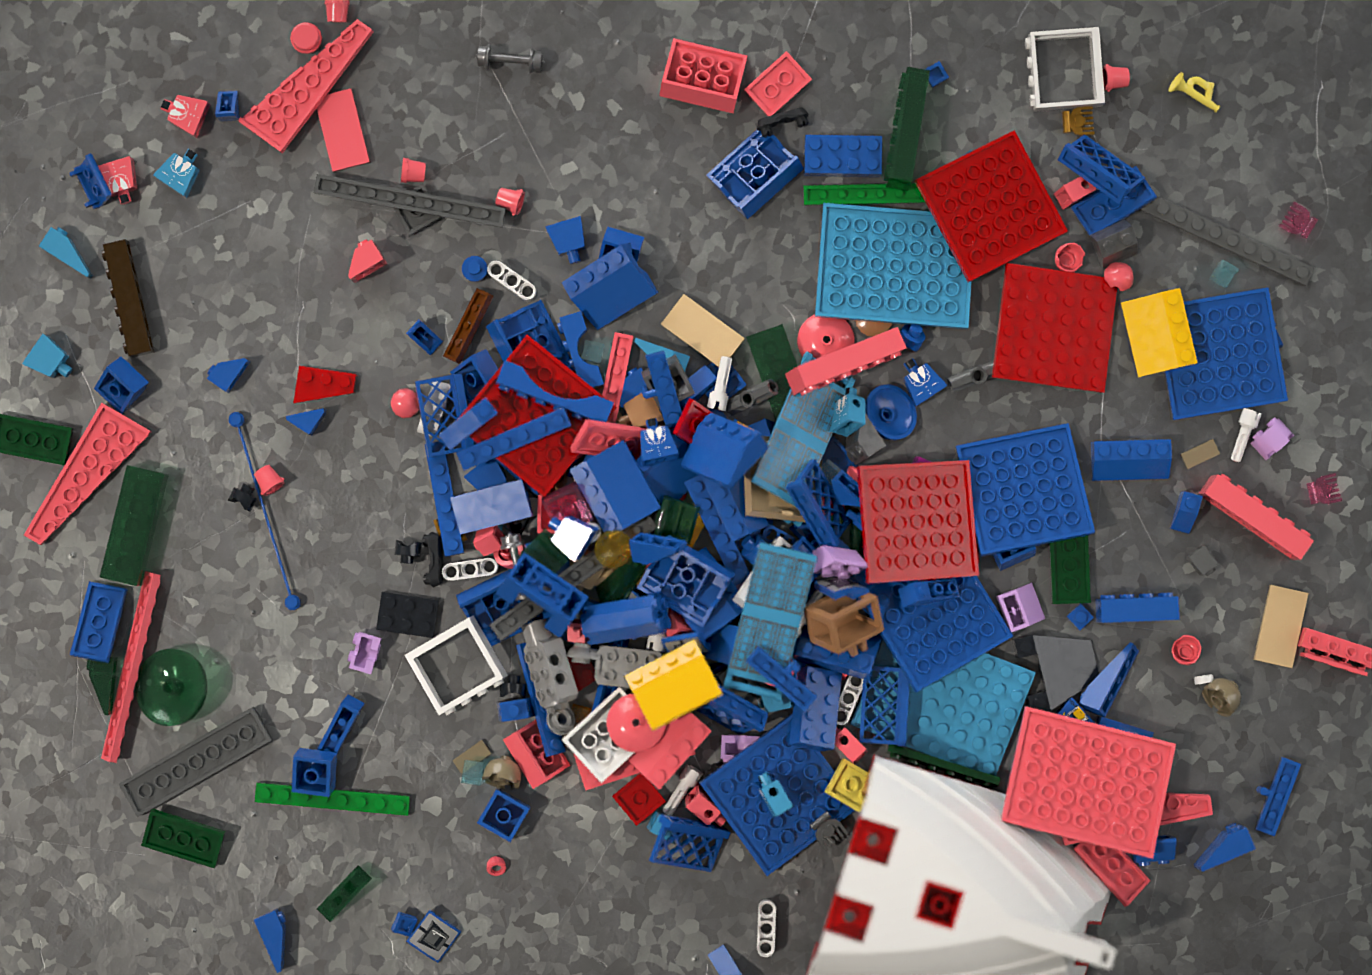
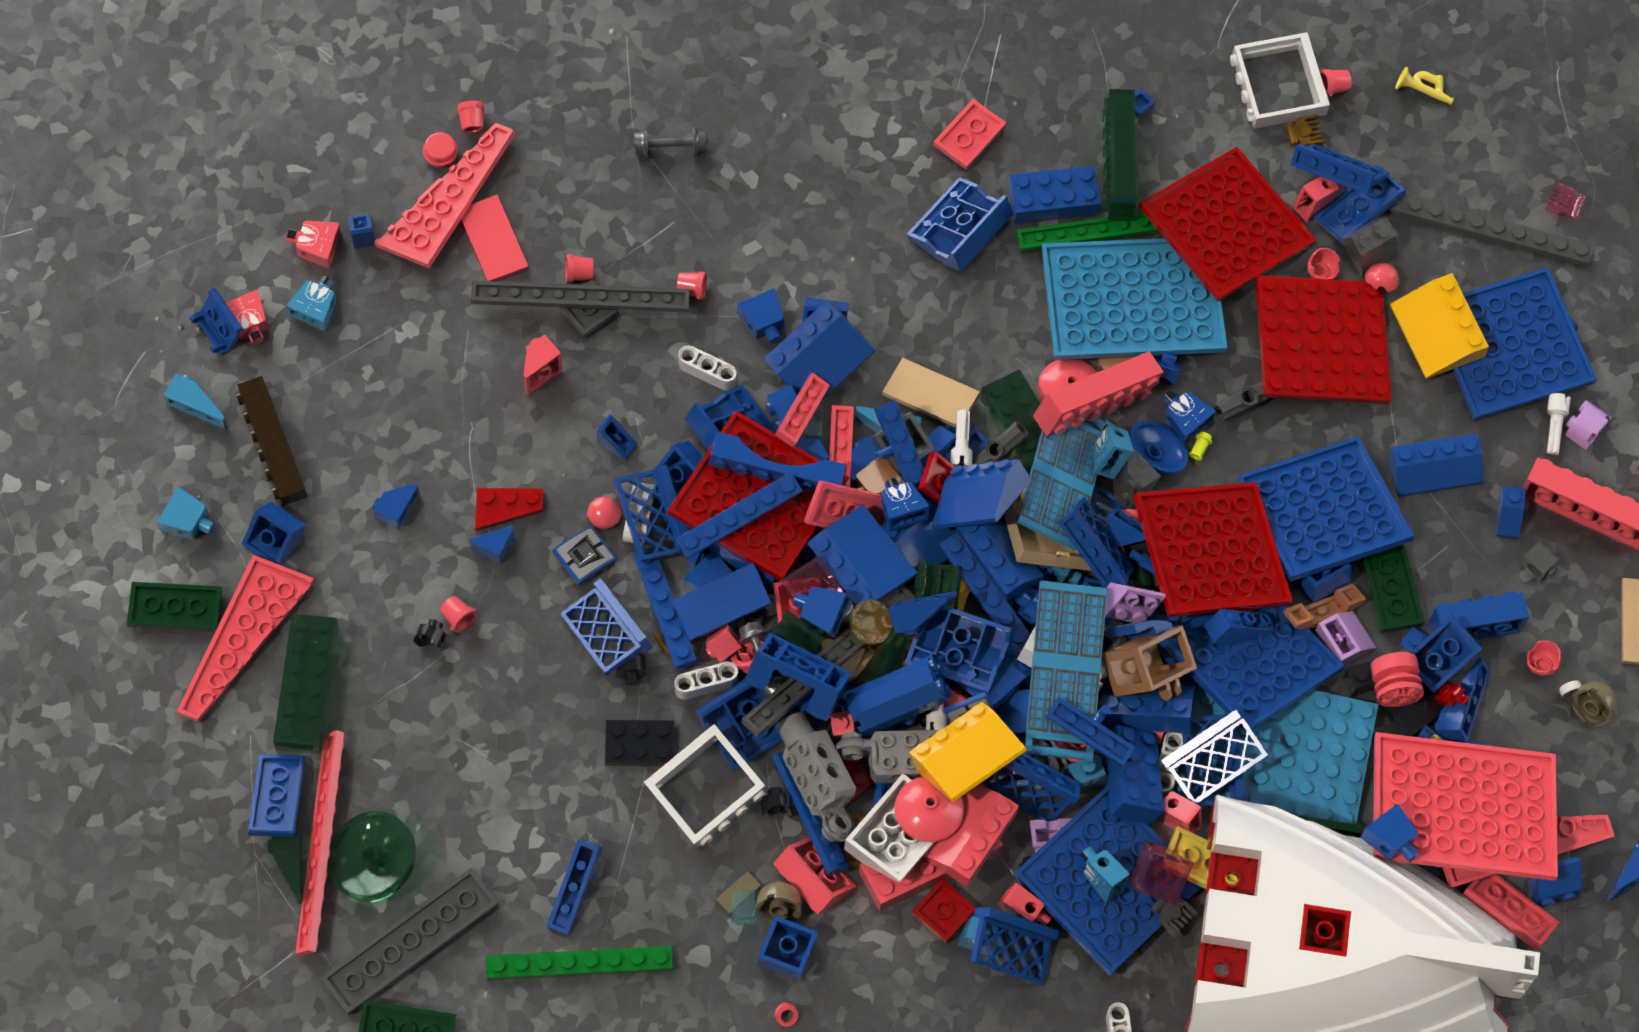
camera: 15 degrees left, 20 degrees down
(237, 420) = (502, 745): blue piece -> none
(314, 772) = (555, 928): blue brick -> none
(365, 652) = (597, 786): lavender cylinder -> none
(383, 440) = (584, 555): none -> slope
(403, 502) = (622, 619): none -> fence
(435, 551) = (666, 693): black piece -> none
(468, 325) = (664, 421): reddish brown plate -> none
(468, 424) = (685, 504): blue slope -> none
(474, 269) = (663, 360): blue piece -> none
(515, 709) = (781, 827): blue torso -> none
(585, 339) = (802, 409): none -> coral plate
(688, 778) = (998, 880): white piece -> none
(703, 75) = (886, 135): coral slope -> none
(798, 115) = (966, 171): black piece -> none
(820, 801) = (1160, 872): none -> clear pink slope
(883, 692) = (1209, 738): none -> fence
(929, 412) = (1200, 446): none -> neon yellow pin
(1007, 579) = (1343, 600): none -> nougat slope
(1019, 808) = (1392, 835): none -> blue torso
(1054, 661) = (1397, 679): none -> coral wheel
(1097, 642) = (1445, 653): none -> blue slope
(1099, 674) = (1451, 693): none -> red plate
(1200, 454) = (1511, 452): dark tan piece -> none
(1223, 273) = (1496, 261): clear light blue panel -> none

